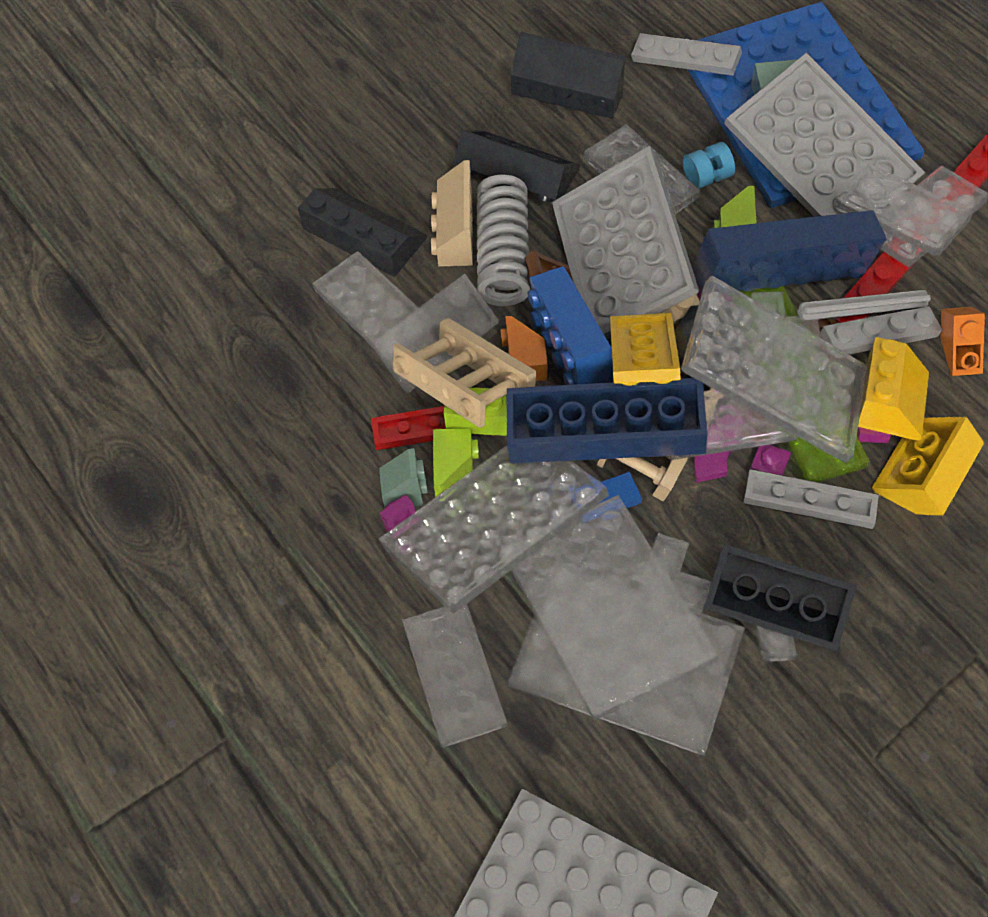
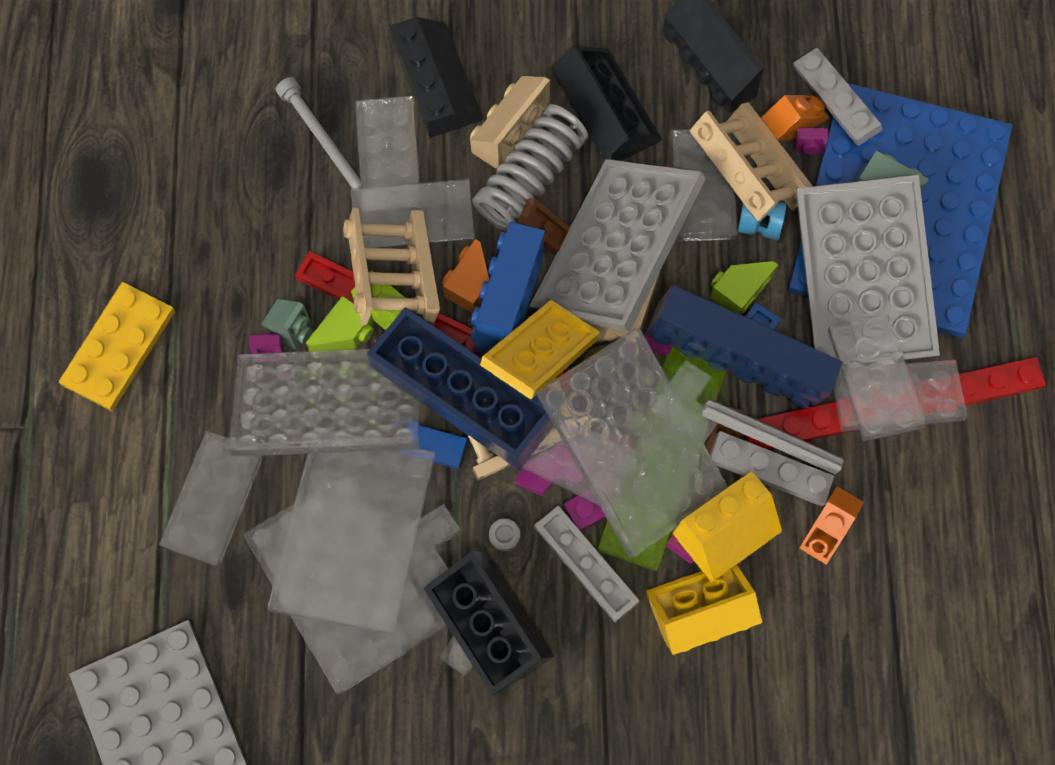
camera: 35 degrees right, 10 degrees up
(248, 312) = (290, 91): none -> light grey piece
(260, 610) = (117, 346): none -> yellow plate
(666, 86) = (794, 113): none -> orange slope
(667, 128) = (764, 150): none -> tan fence
(693, 95) = (811, 140): none -> magenta plate
(724, 525) = (504, 534): none -> light grey tile

